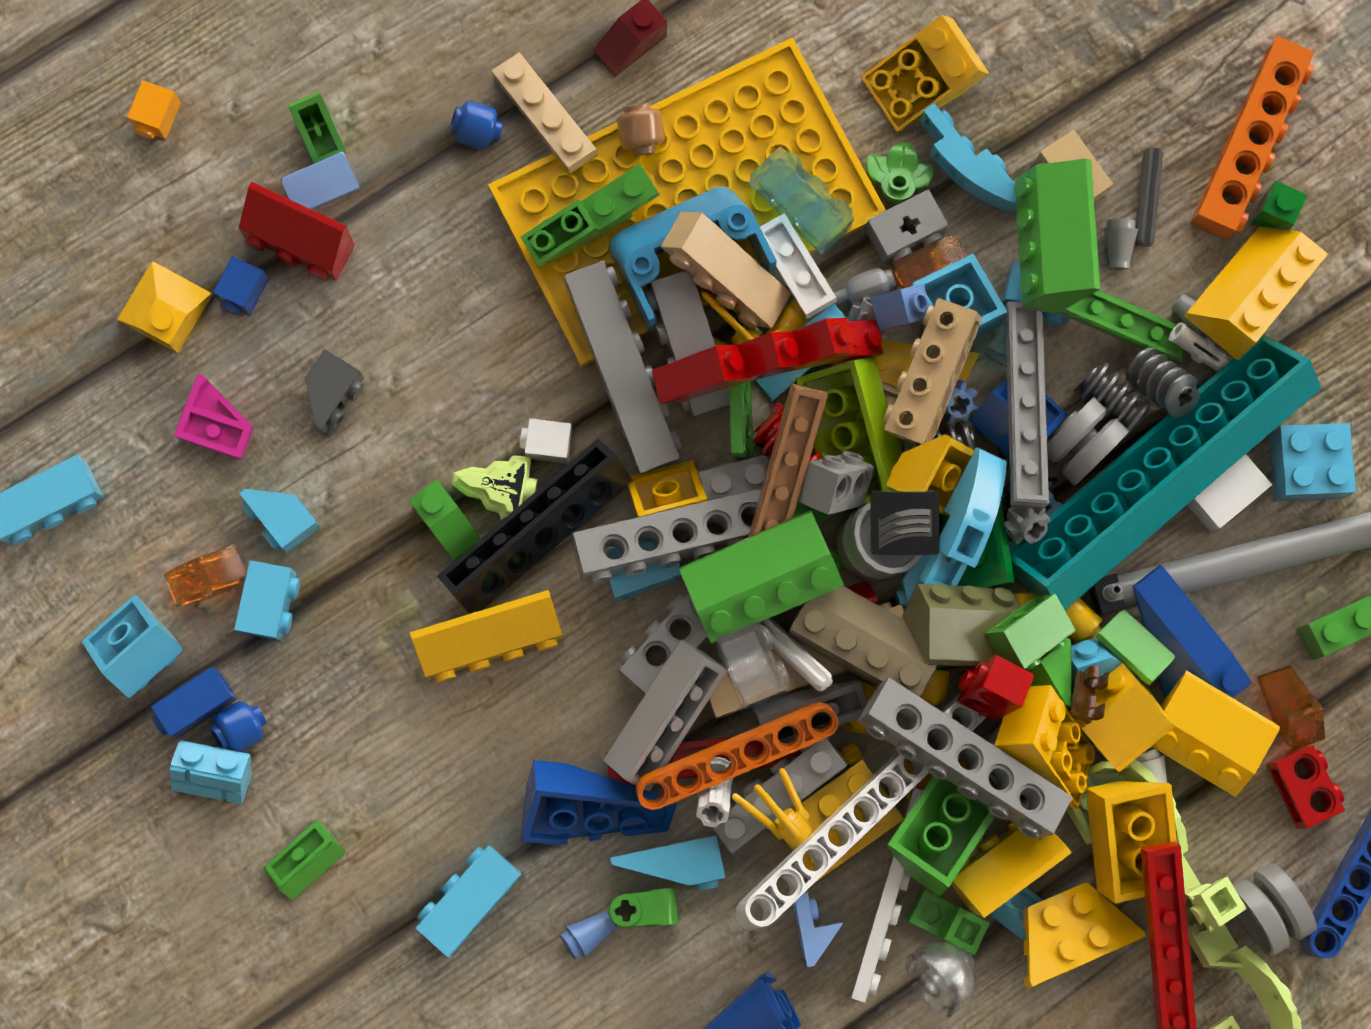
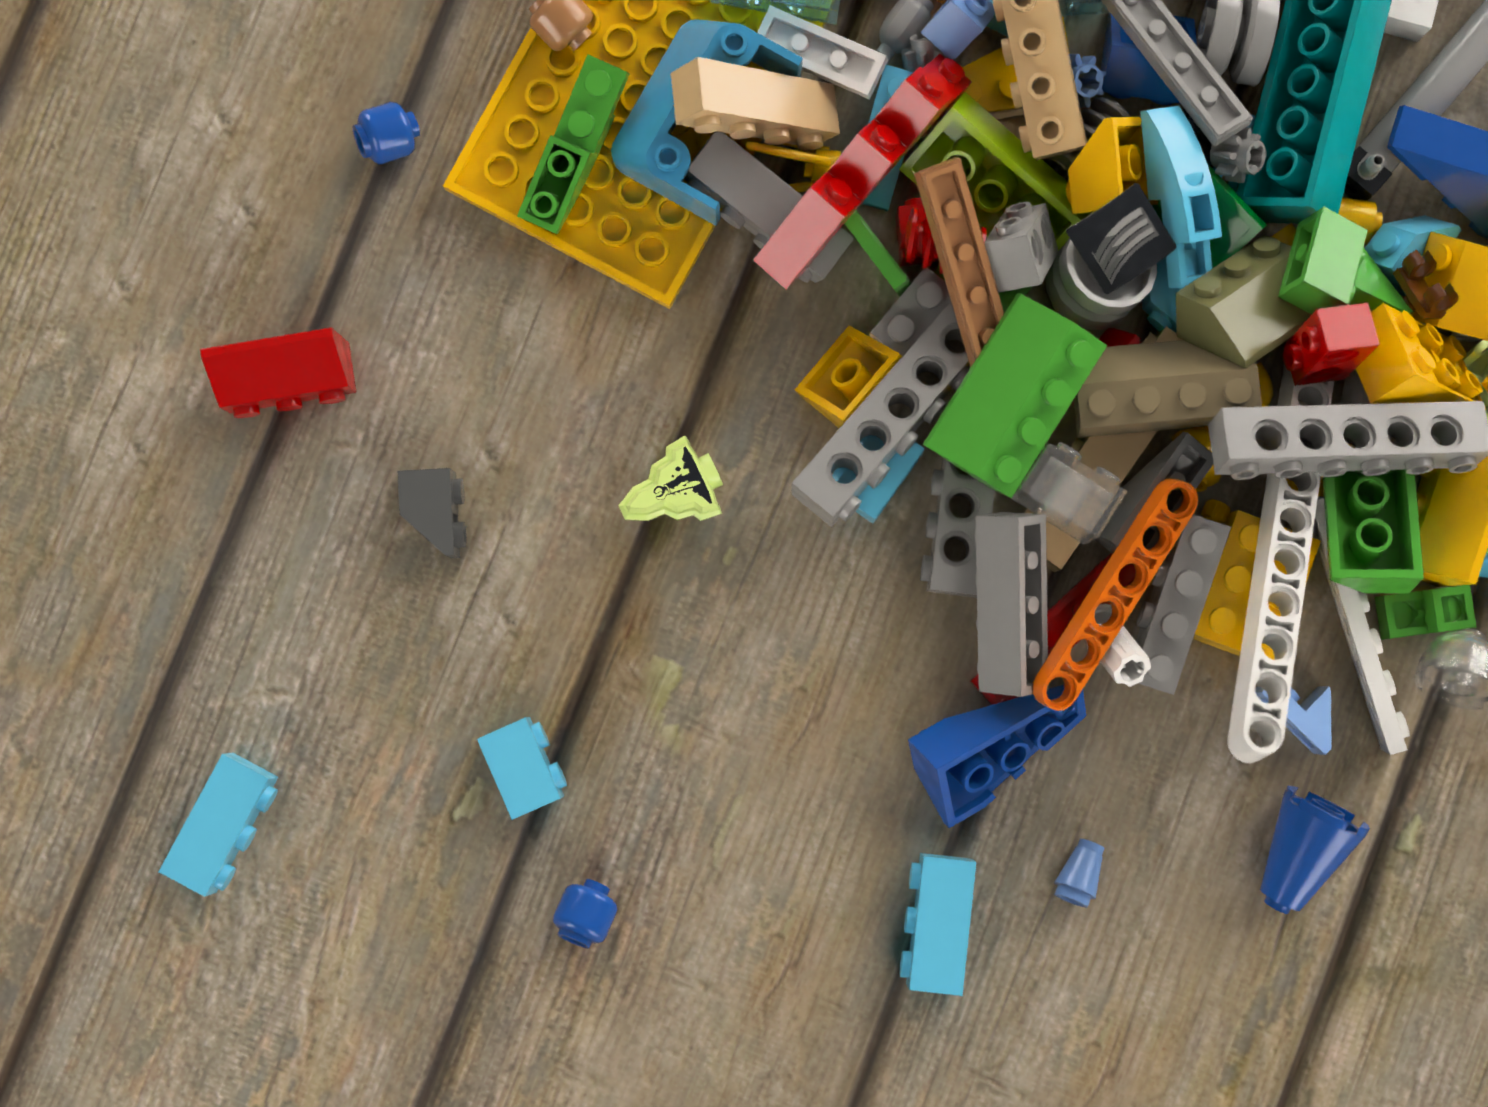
camera: 25 degrees left, 5 degrees up
(131, 646) = (418, 908): medium azure slope -> none
(153, 110) = (41, 346): light orange brick -> none
(164, 307) = (200, 541): yellow slope -> none
(192, 703) = (522, 922): blue brick -> none
(204, 574) = (440, 784): clear orange slope -> none
(210, 772) = (590, 978): medium azure brick -> none
(213, 422) = (336, 623): dark pink wing -> none
(240, 287) = (263, 466): blue brick -> none
(282, 515) = (476, 670): medium azure slope -> none
(304, 860) = (744, 998): bright green slope -> none
(316, 127) = (224, 248): bright green slope -> none
(321, 182) = (268, 301): light blue slope -> none
(444, 519) = (644, 559): bright green slope -> none
(486, 636) = (773, 646): yellow slope -> none
(535, 527) = (743, 503): black brick -> none
(544, 113) = (448, 71): tan plate -> none
(547, 440) = (690, 407): white brick -> none
(621, 366) = (715, 279): light grey brick -> none
(651, 907) = (1125, 803): bright green piece -> none
(683, 862) = (1128, 735): medium azure slope -> none
(789, 824) = (1215, 625): yellow plant -> none
(790, 318) = (853, 116): yellow cone -> none
(797, 656) = (1111, 452): white axle -> none
(1136, 646) = (1431, 206): slope -> none

